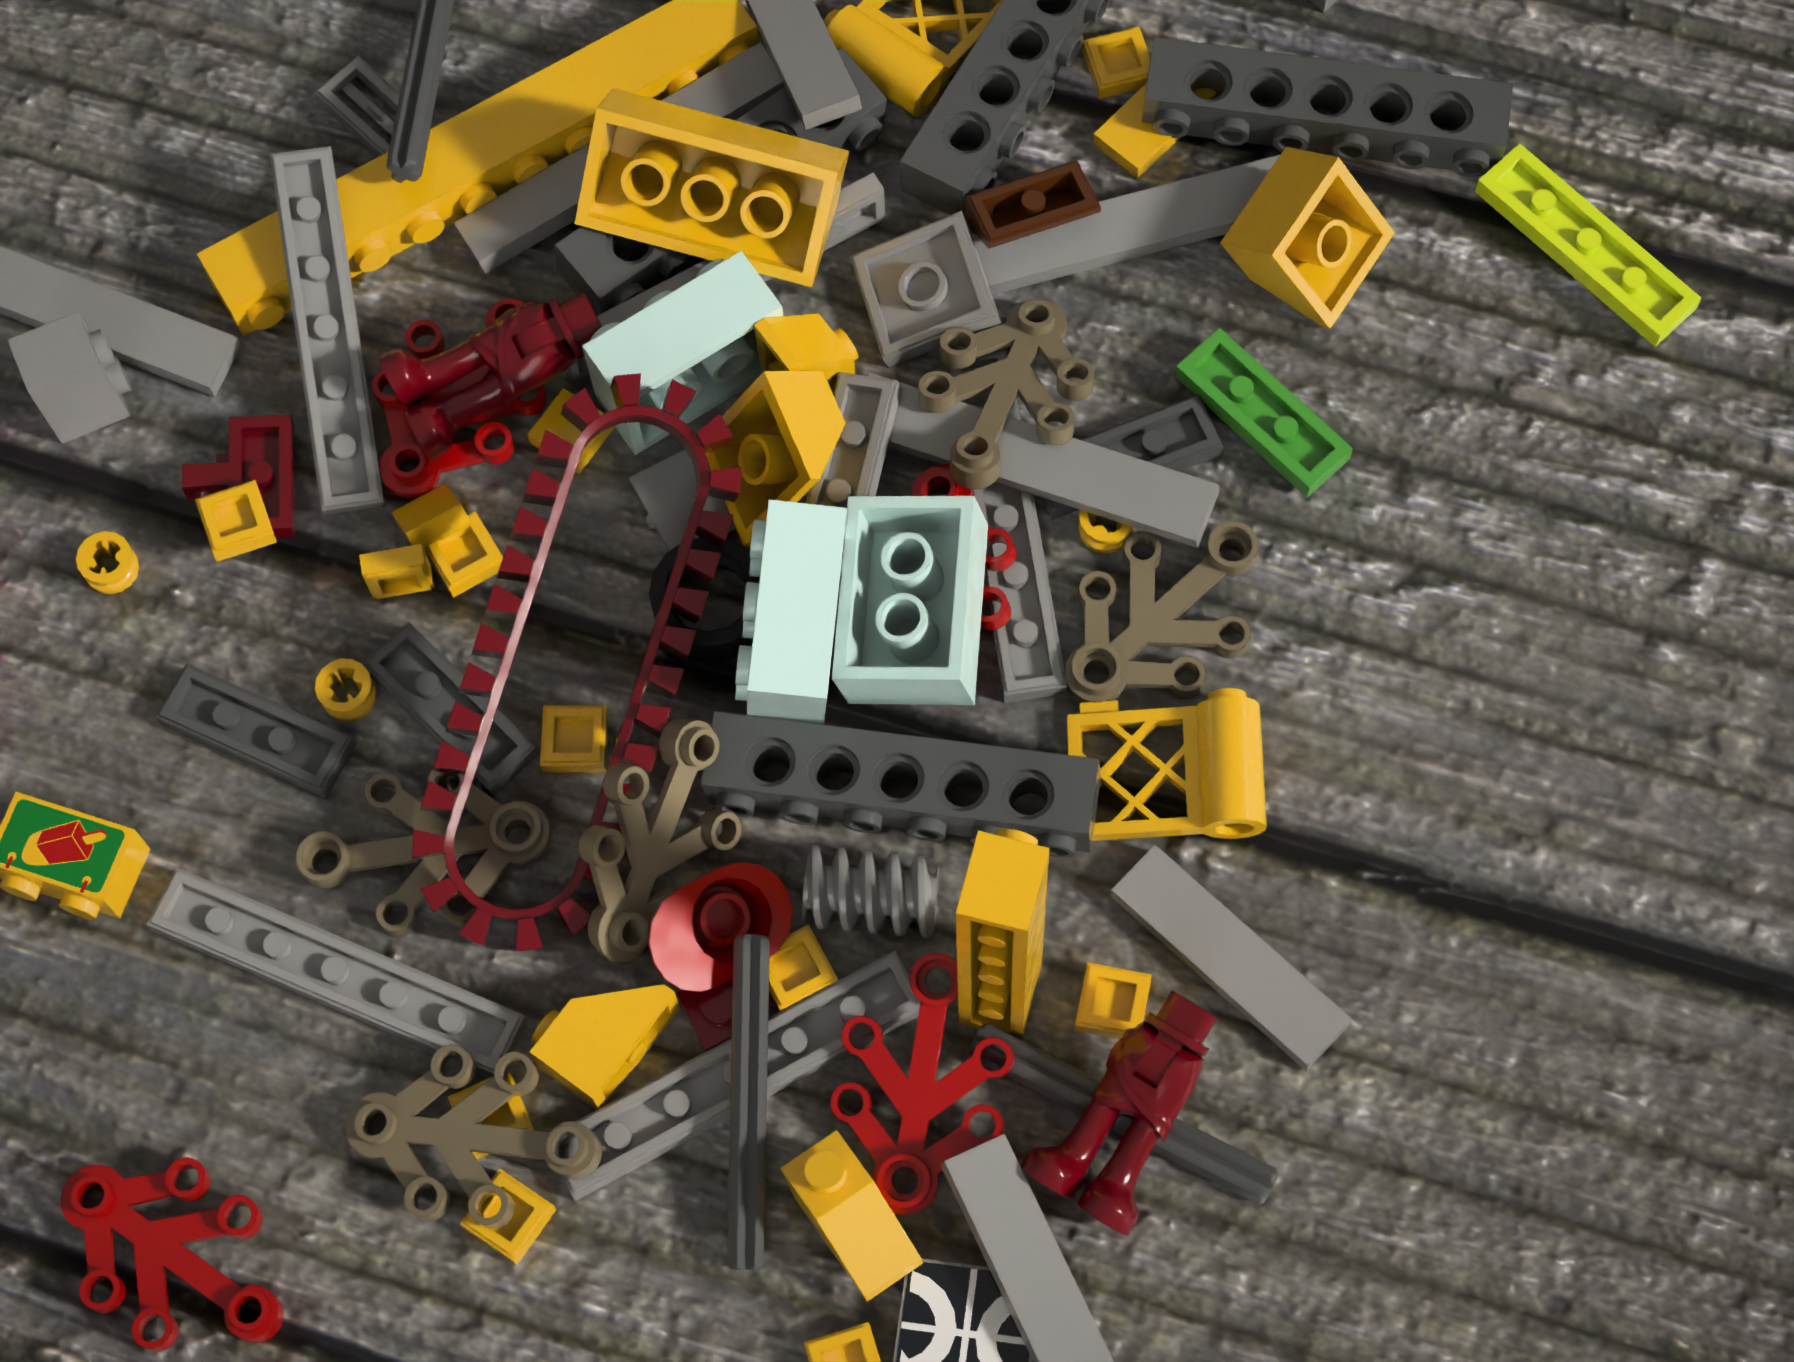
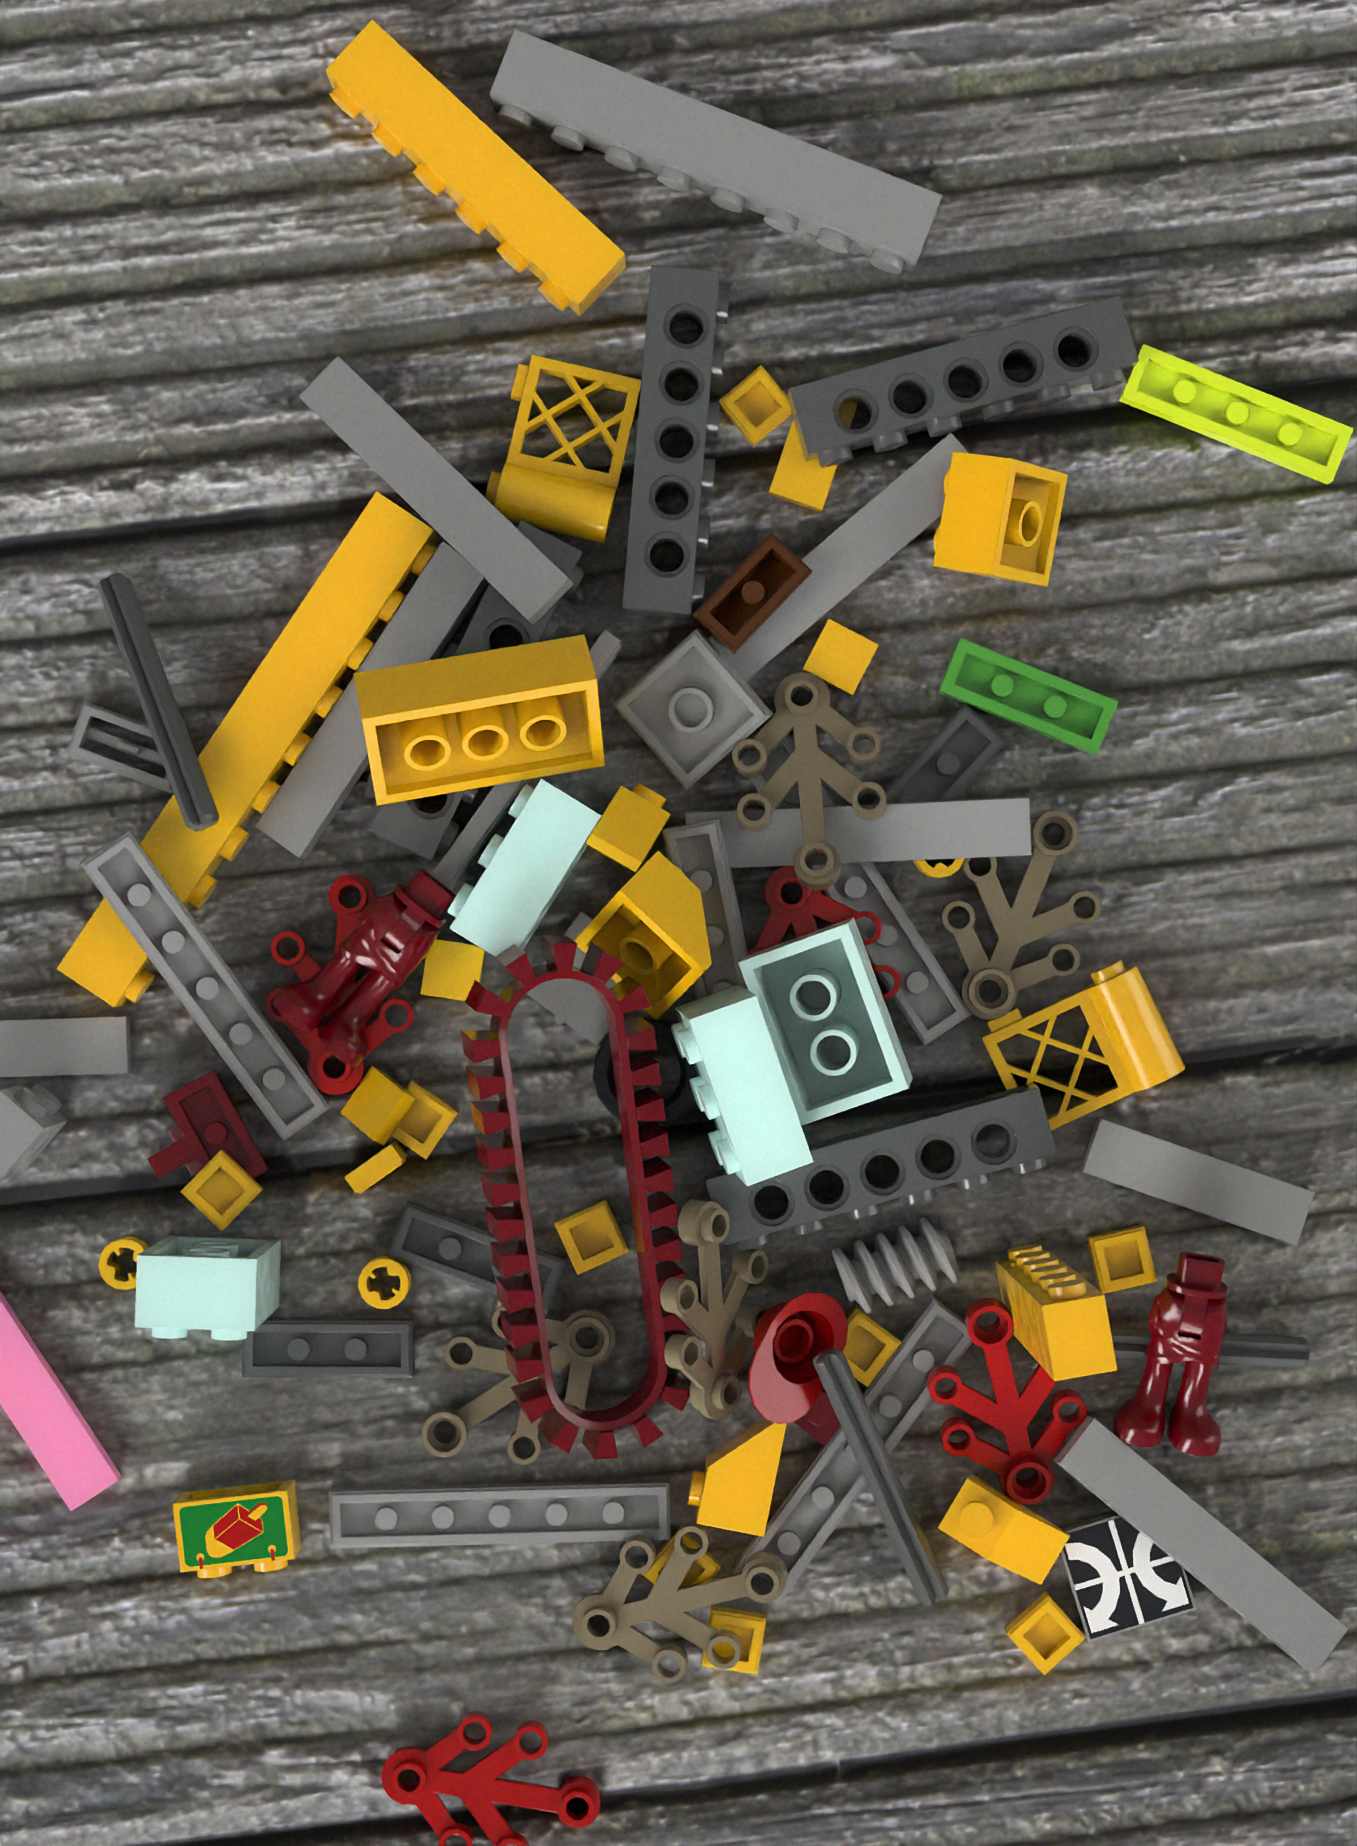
camera: 30 degrees left, 20 degrees up
(171, 582) = (207, 1285): none -> light aqua brick
(1094, 306) = (840, 657): none -> yellow tile

